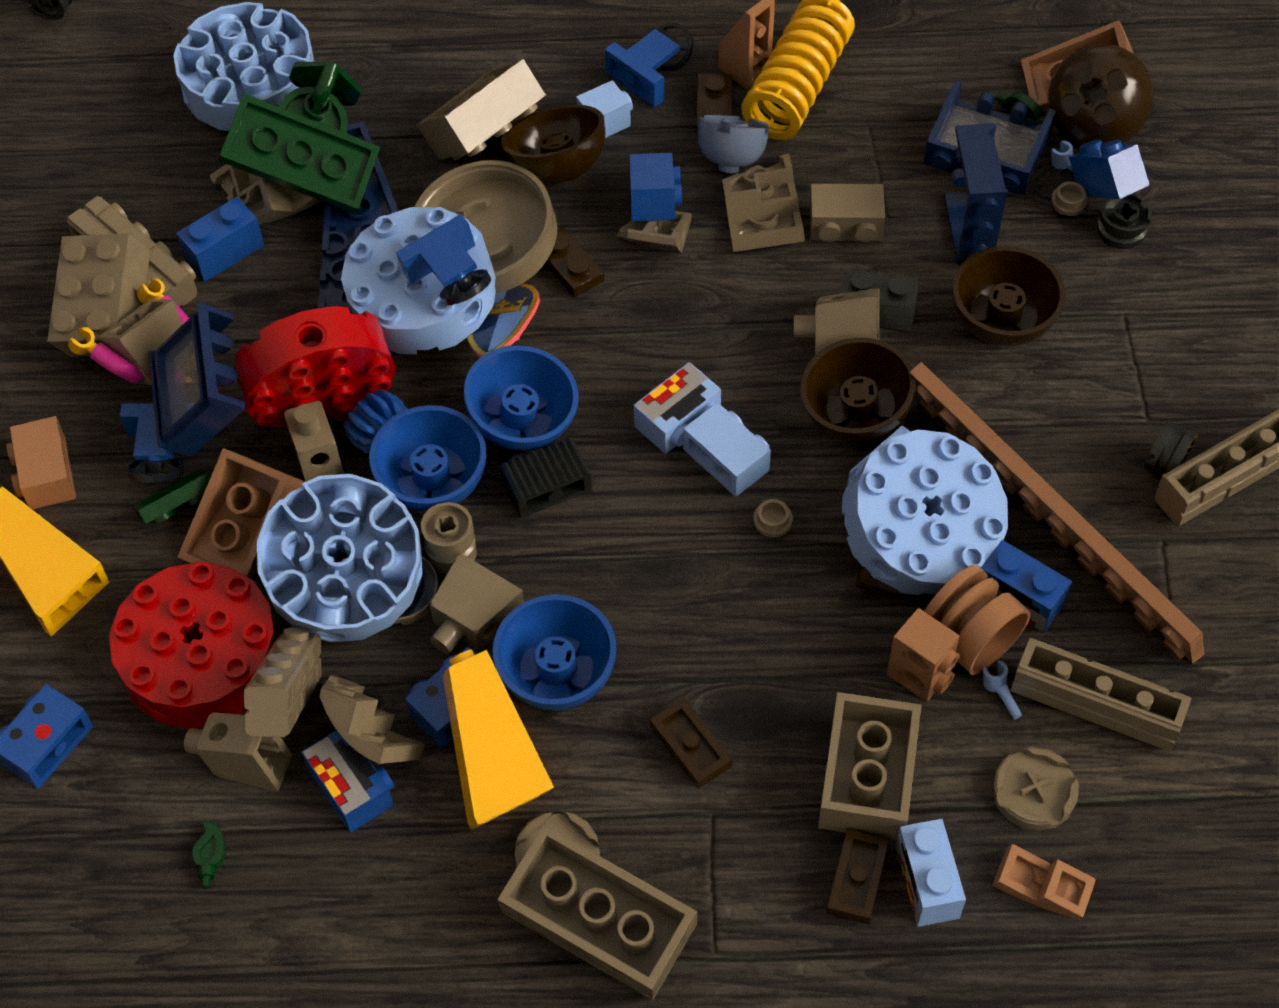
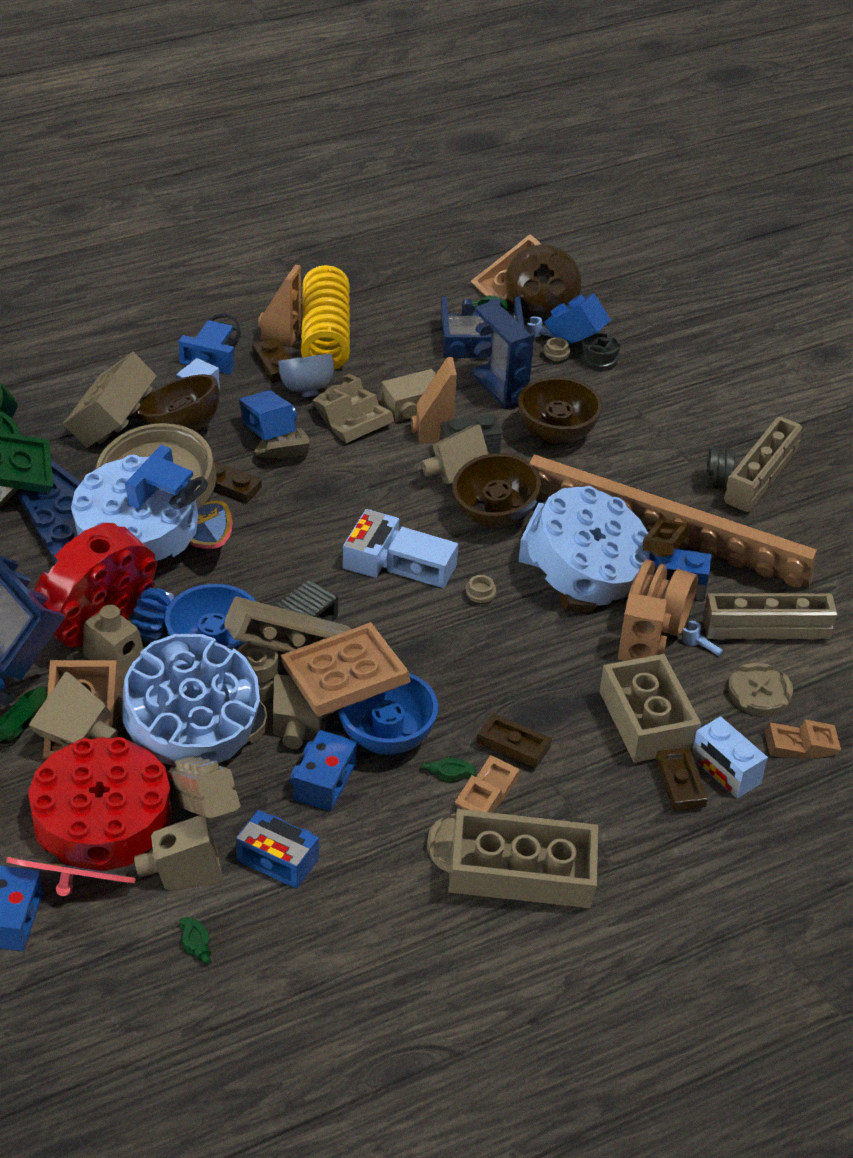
camera: 30 degrees left, 15 degrees down
(114, 716) = (65, 885): none -> coral shield
(216, 525) = (72, 714): none -> dark tan torso
(364, 725) = (264, 795): dark tan slope -> none
(491, 744) = (375, 780): yellow slope -> none
(499, 509) = (276, 627): none -> dark tan brick
(520, 397) = (259, 563): blue piece -> none
(526, 584) = (345, 669): none -> medium nougat plate
(600, 750) = (450, 769): none -> dark green piece
(626, 795) = (489, 787): none -> medium nougat slope
(853, 242) = (436, 404): none -> medium nougat slope
(1019, 539) = (665, 537): none -> dark brown plate

